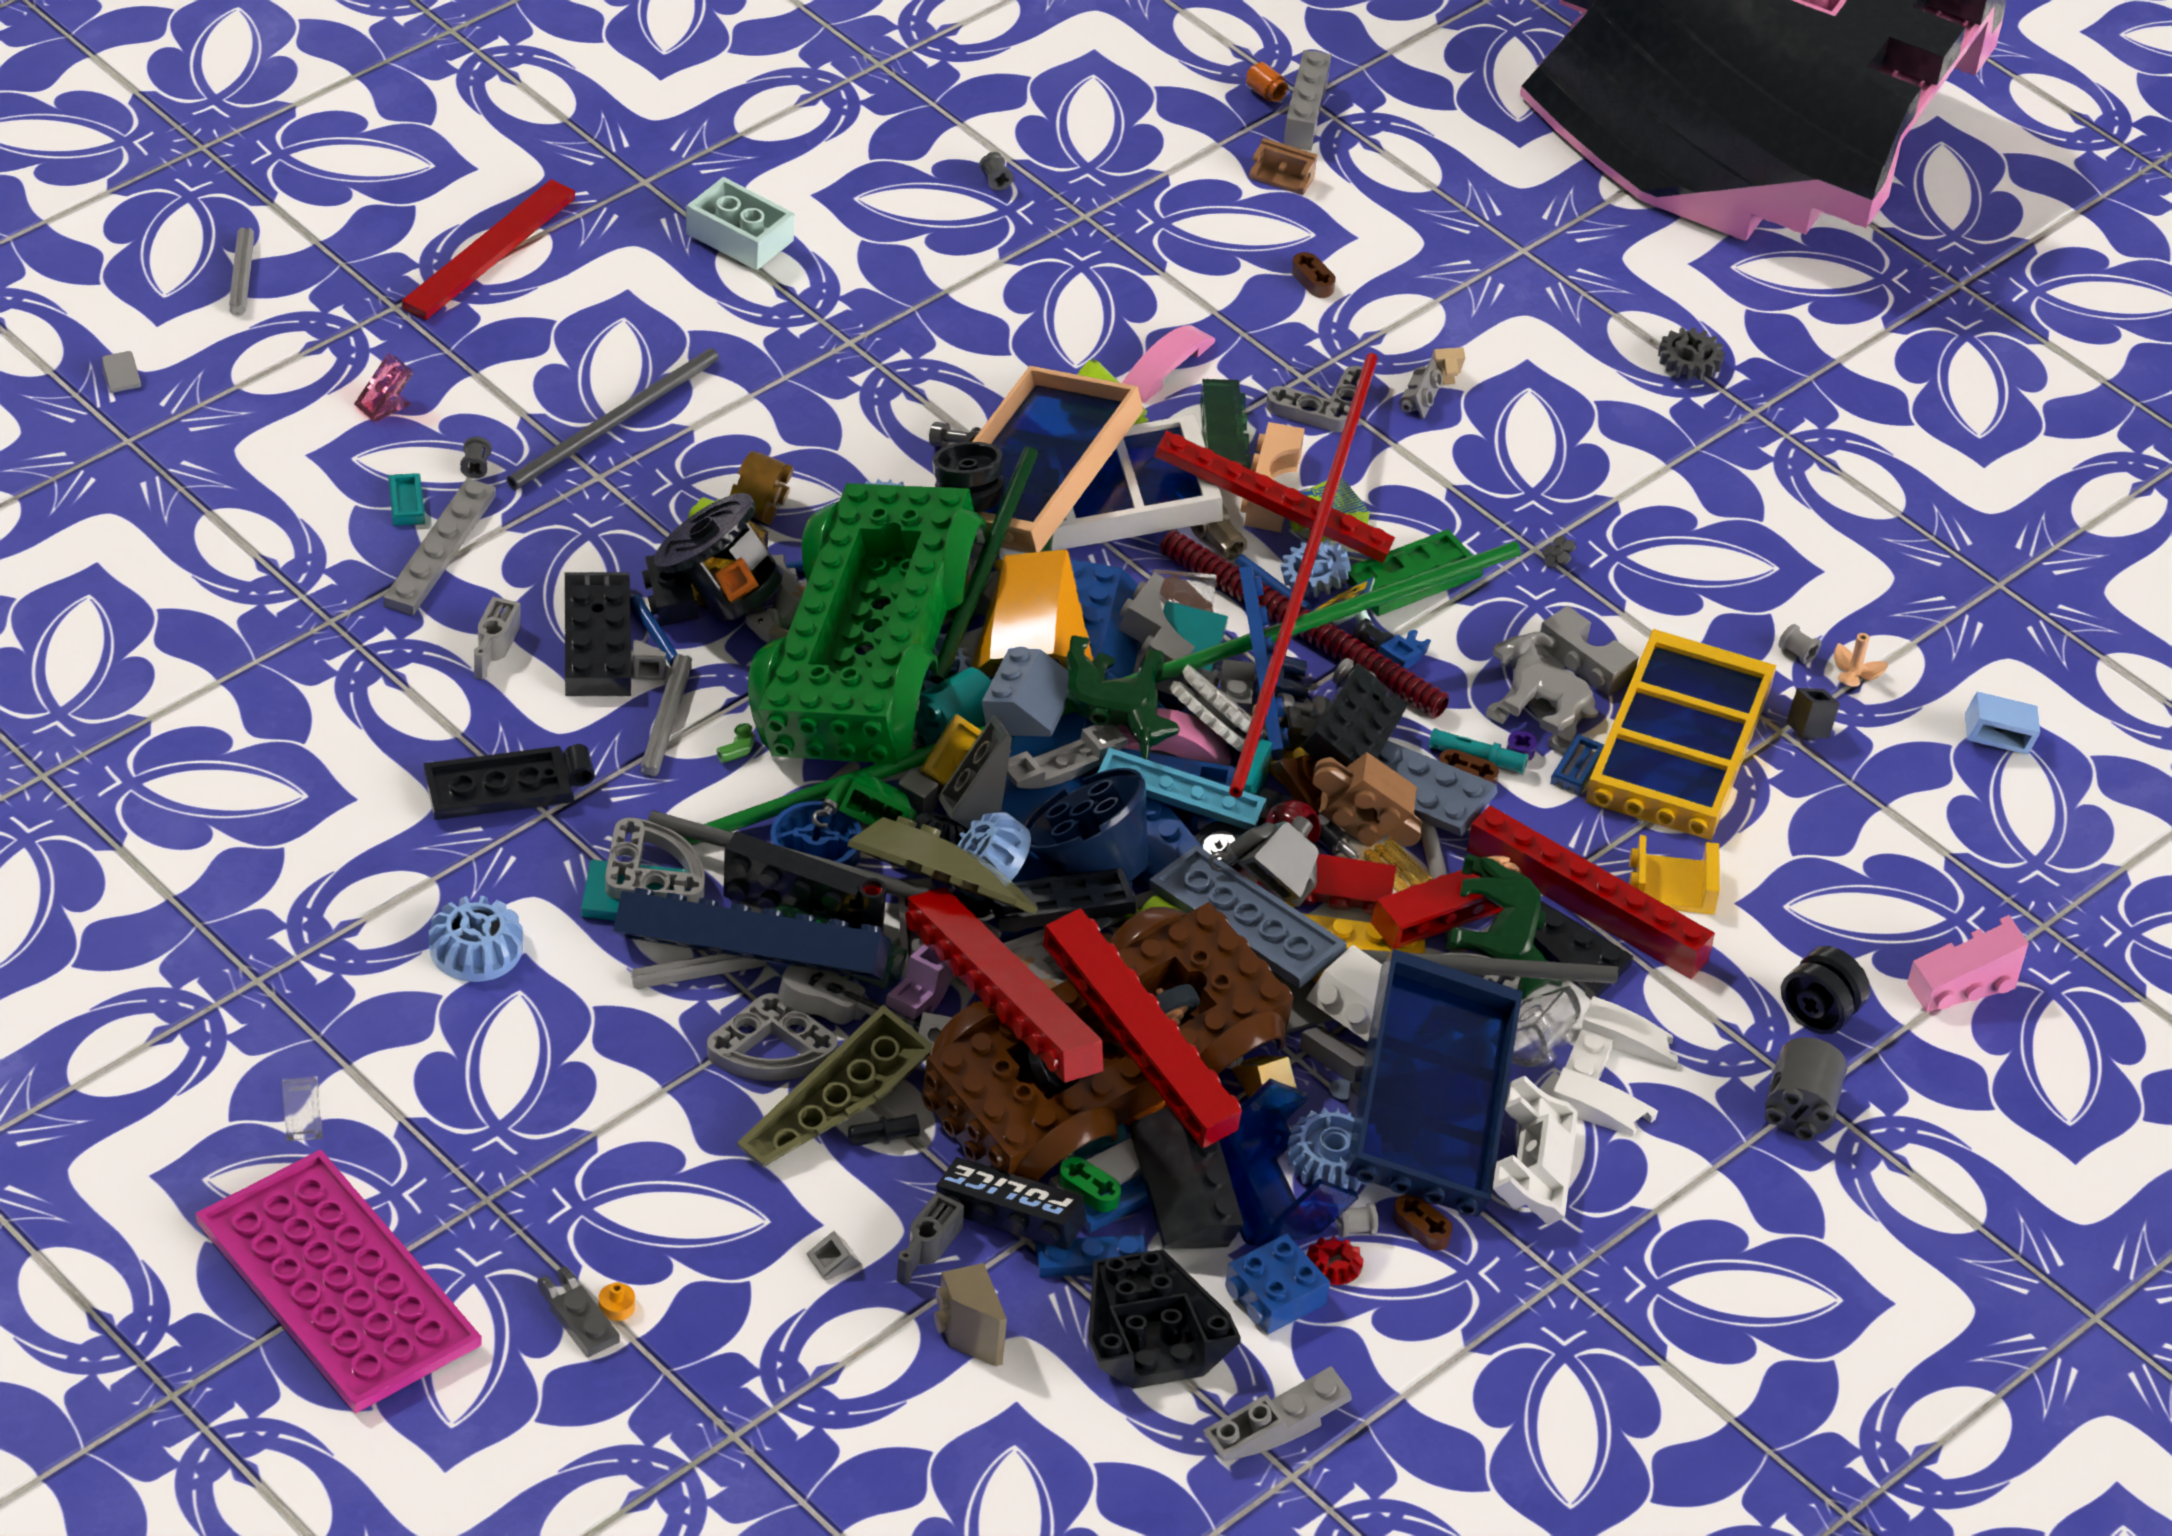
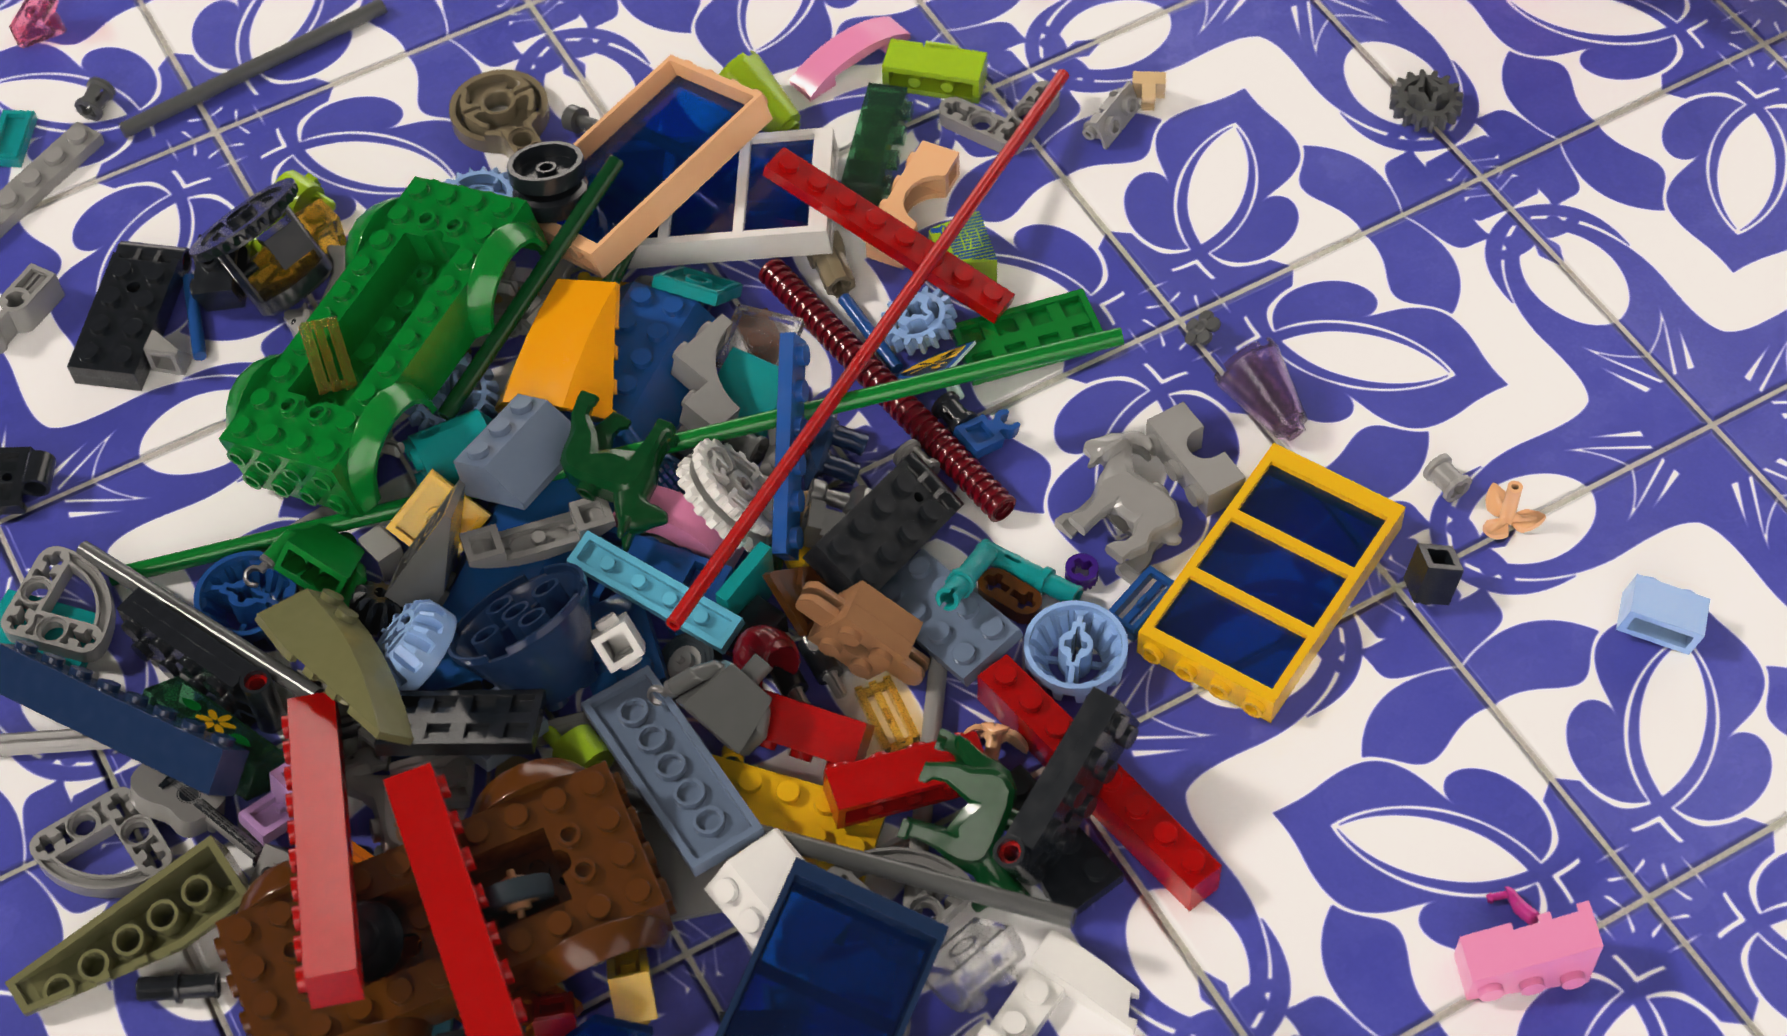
camera: 20 degrees right, 10 degrees up
(666, 715) = (162, 421): light grey axle -> none
(736, 580) = (268, 275): orange tile -> none
(741, 745) = (217, 471): bright green arm -> none
(765, 482) = (357, 163): pearl gold brick -> none
(827, 632) = (314, 358): none -> clear yellow tile
(877, 449) = (500, 130): none -> dark tan beam
(1112, 557) = (697, 285): none -> teal tile
(1168, 828) = (618, 642): none -> white brick
(1254, 364) = (935, 69): none -> lime piece
(1333, 1053) = (724, 949): light grey slope -> none
(1340, 1089) = (718, 1003): sand blue piece -> none
(1437, 751) = (963, 579): none -> teal pin
(1542, 789) = (1072, 626): none -> light blue gear
(1583, 882) = (1067, 788): none -> black hinge
(1630, 590) = (1264, 389): none -> clear purple cone
(1678, 882) = (1206, 774): yellow panel -> none
(1825, 990) = (1336, 965): black wheel -> none
(1941, 937) = (1519, 906): none -> dark pink piece

